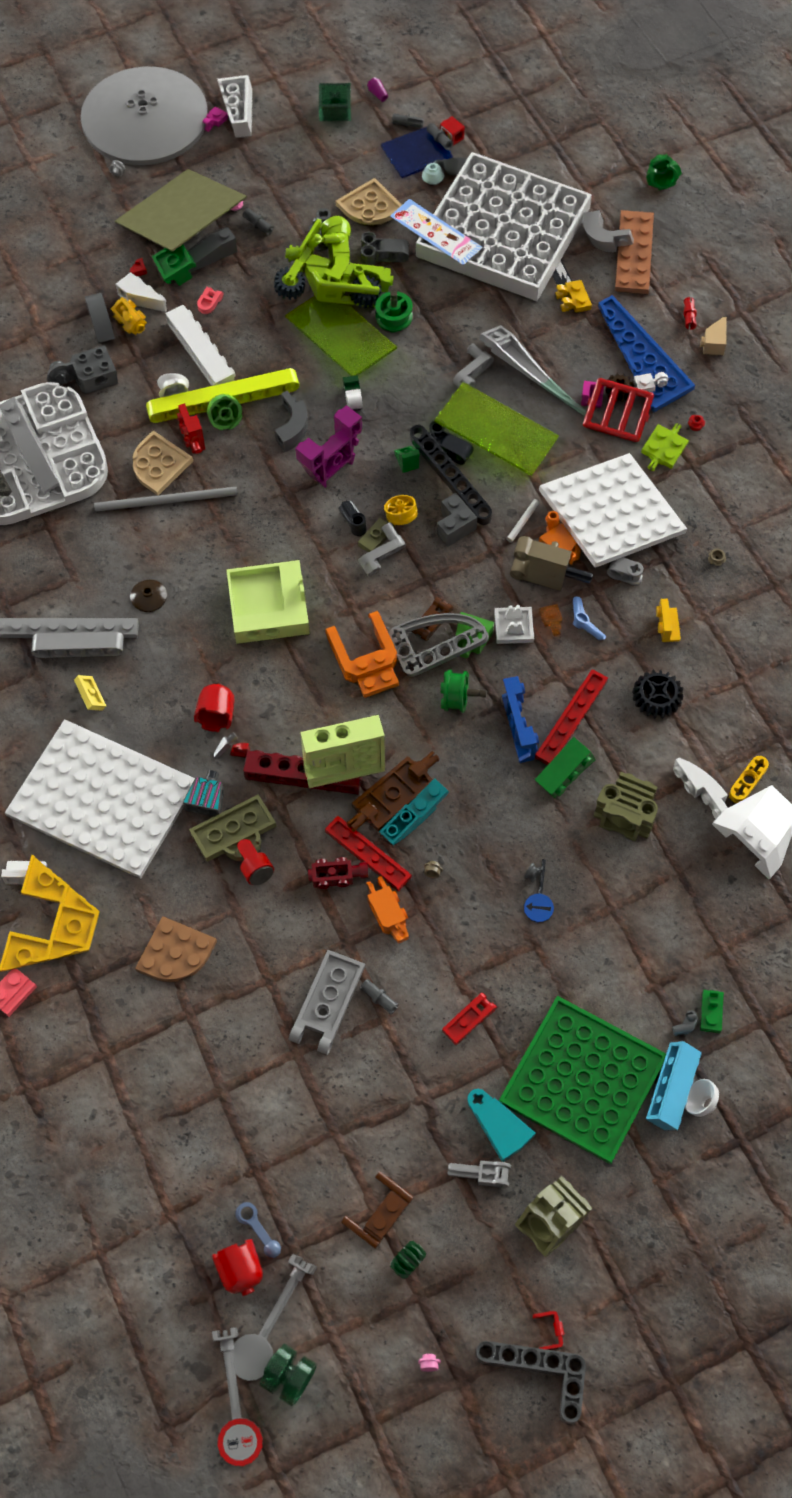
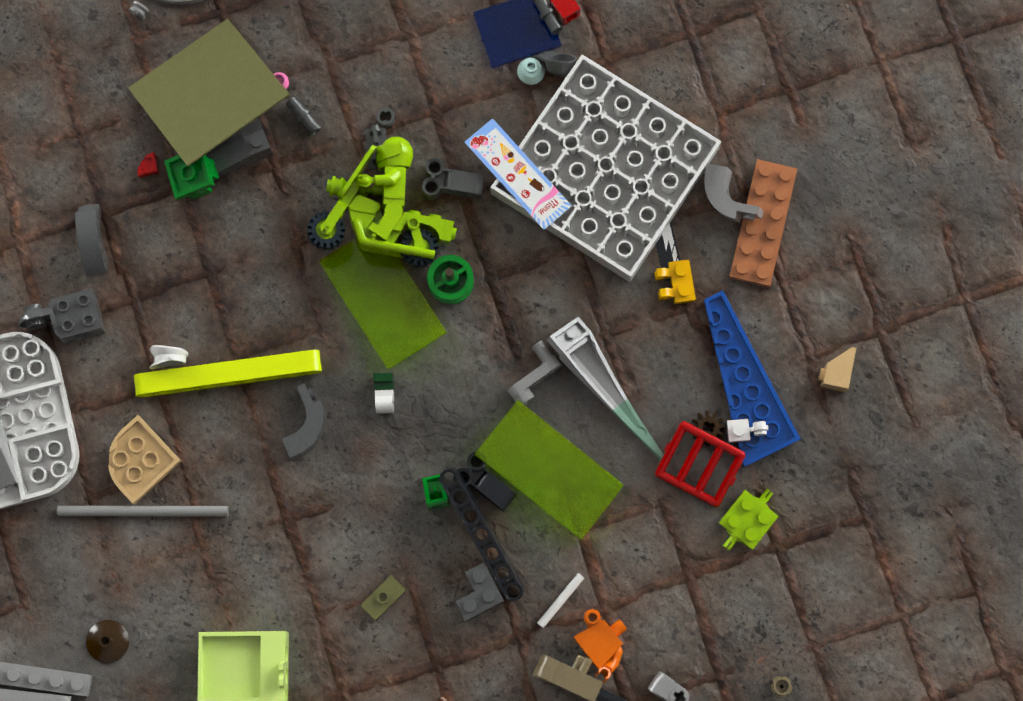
camera: 10 degrees right, 15 degrees up
(127, 314) = (127, 242): yellow brick -> none
(133, 288) = (140, 206): white slope -> none
(191, 429) = (183, 428): red plate -> none
(199, 346) = (208, 300): white brick -> none
(206, 303) = (224, 234): coral plate -> none
(224, 412) = (224, 403): bright green cylinder -> none
(326, 460) = (344, 492): magenta wedge -> none
(353, 517) = (359, 569): black piece -> none
(369, 204) = (445, 108): tan plate -> none
(370, 560) = (370, 636): light grey beam -> none
(401, 509) = (416, 571): yellow wheel -> none
(588, 389) = (668, 430): dark pink panel -> none
(612, 510) = (667, 607): white plate -> none
(663, 172) = (819, 111): green helmet -> none
(690, 313) = (814, 328): red pin -> none
(696, 426) = (798, 489): red plate -> none

